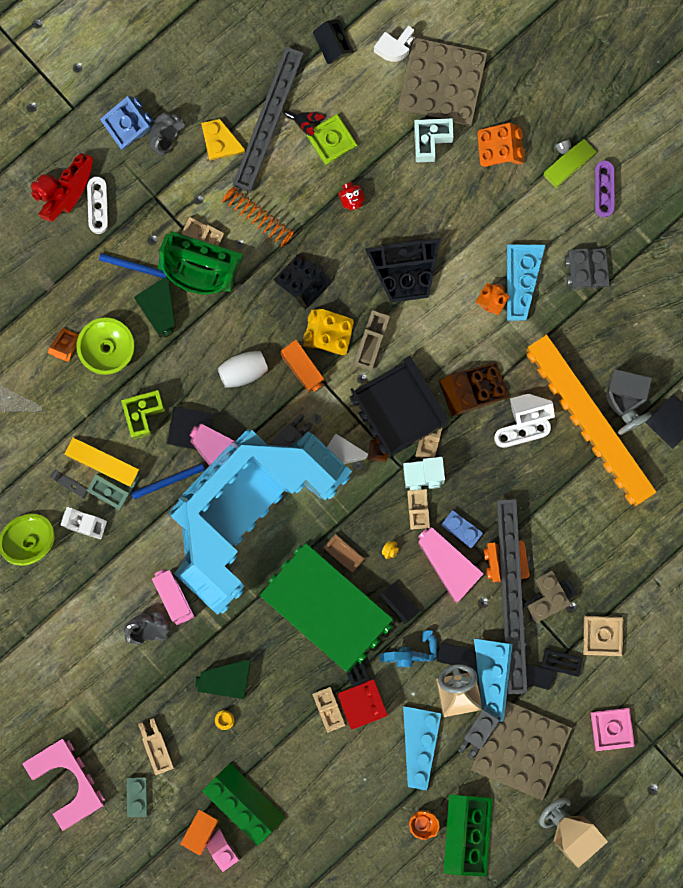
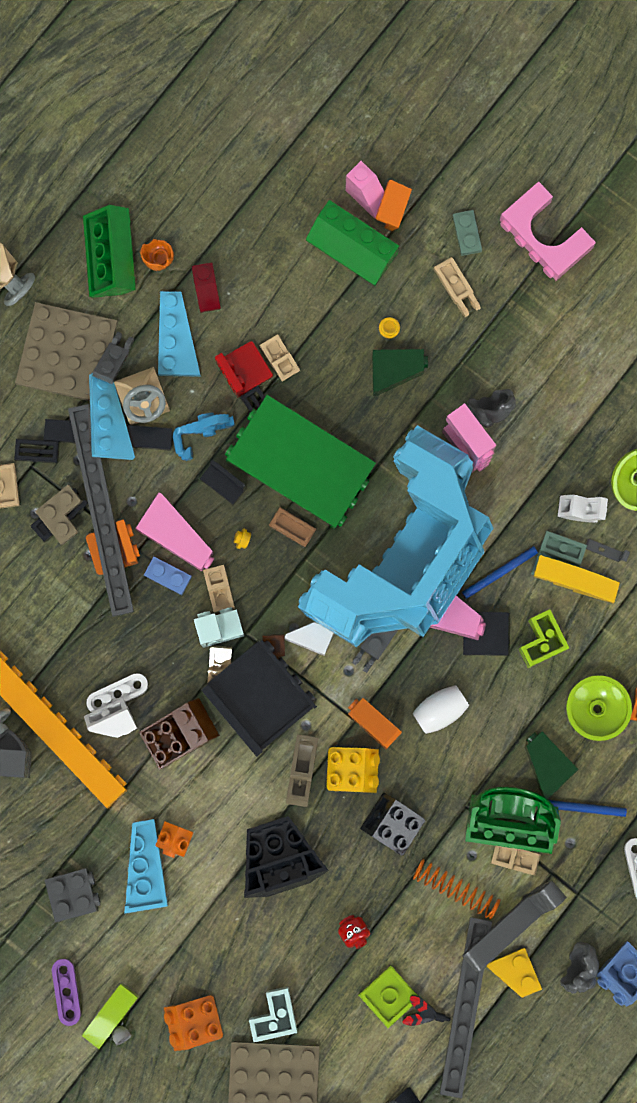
camera: 170 degrees right, 0 degrees up
(191, 193) = (504, 932): none -> dark grey beam
(384, 786) = (206, 287): none -> dark red slope

